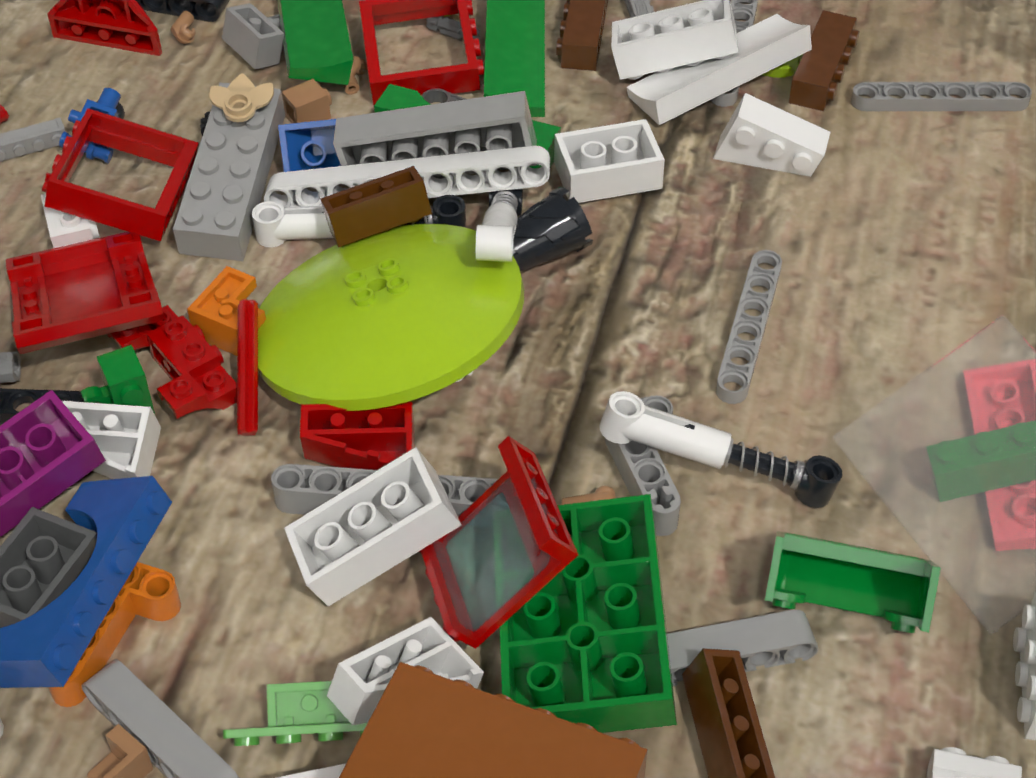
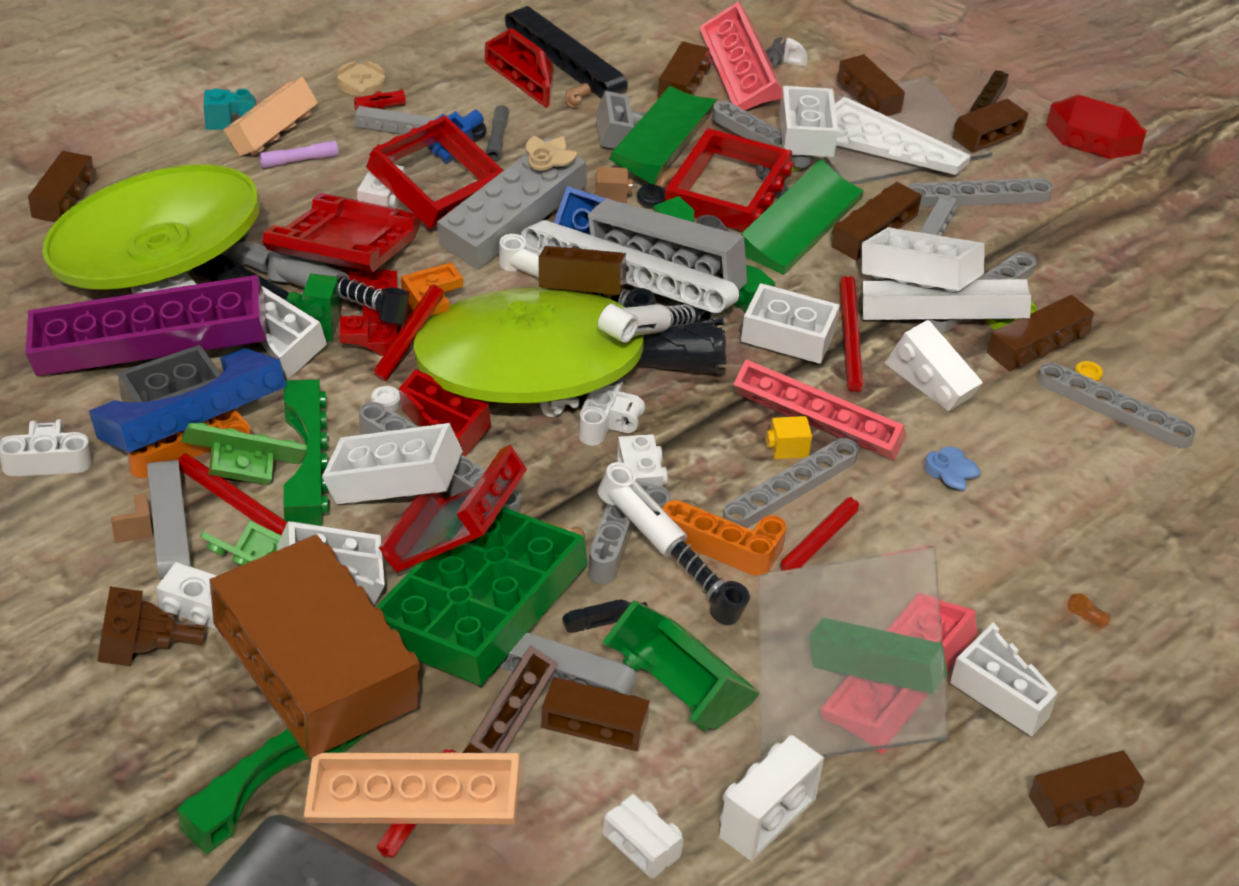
camera: 30 degrees right, 5 degrees down
(131, 95) = (499, 124): none -> dark grey piece
(185, 612) = (243, 454): none -> bright green bracket
(211, 344) = (388, 302): none -> piece
(222, 664) = (231, 494): none -> red axle
(275, 453) = (387, 396): none -> white tile
(293, 618) = (304, 490): none -> green arch
(344, 99) = (651, 195): none -> black piece
(522, 347) = (608, 410): none -> white piece
(595, 377) = (643, 457): none -> white brick
(671, 152) = (851, 334): none -> red axle
(706, 569) = (595, 615): none -> black piece
(710, 277) = (789, 437): none -> yellow brick
(716, 234) = (822, 409): none -> coral brick
(759, 417) = (728, 542): none -> orange beam
(809, 680) = (595, 714): none -> reddish brown brick
(823, 364) = (820, 534): none -> red axle
(864, 229) = (951, 467): none -> medium blue plate
(891, 74) = (1090, 369): none -> yellow tile

